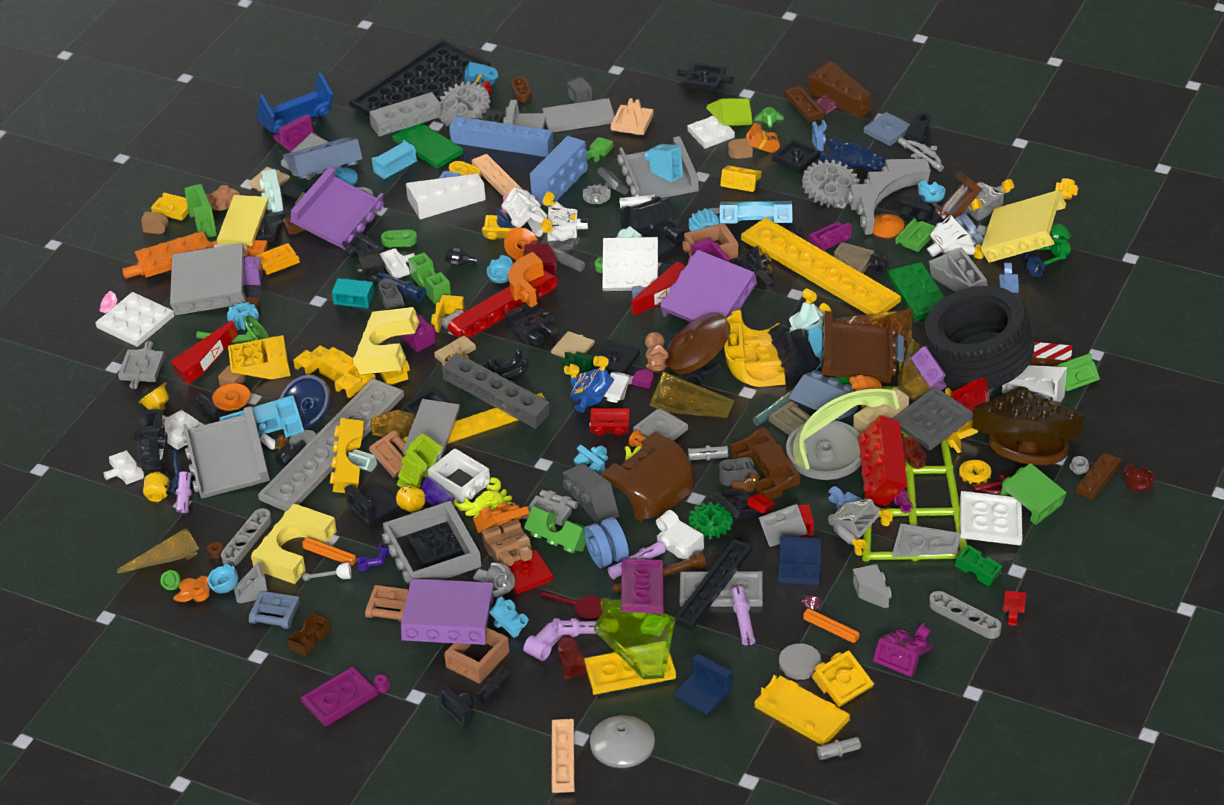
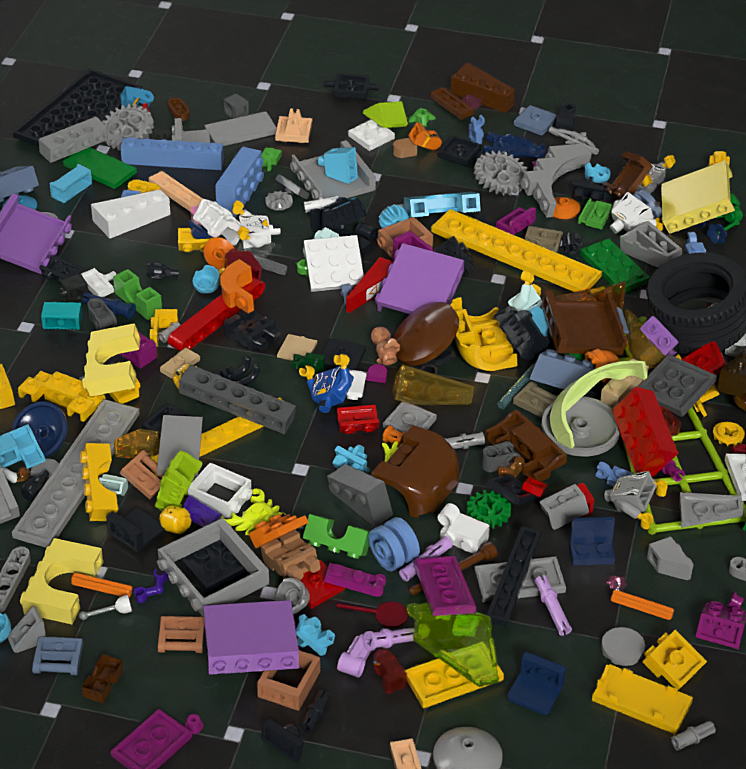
camera: 15 degrees left, 0 degrees up
(399, 238) = (95, 258): bright green plate -> none
(555, 503) = (326, 508): light grey plate -> none
(563, 572) = (355, 580): none -> magenta plate
(740, 178) = (413, 175): yellow bracket -> none

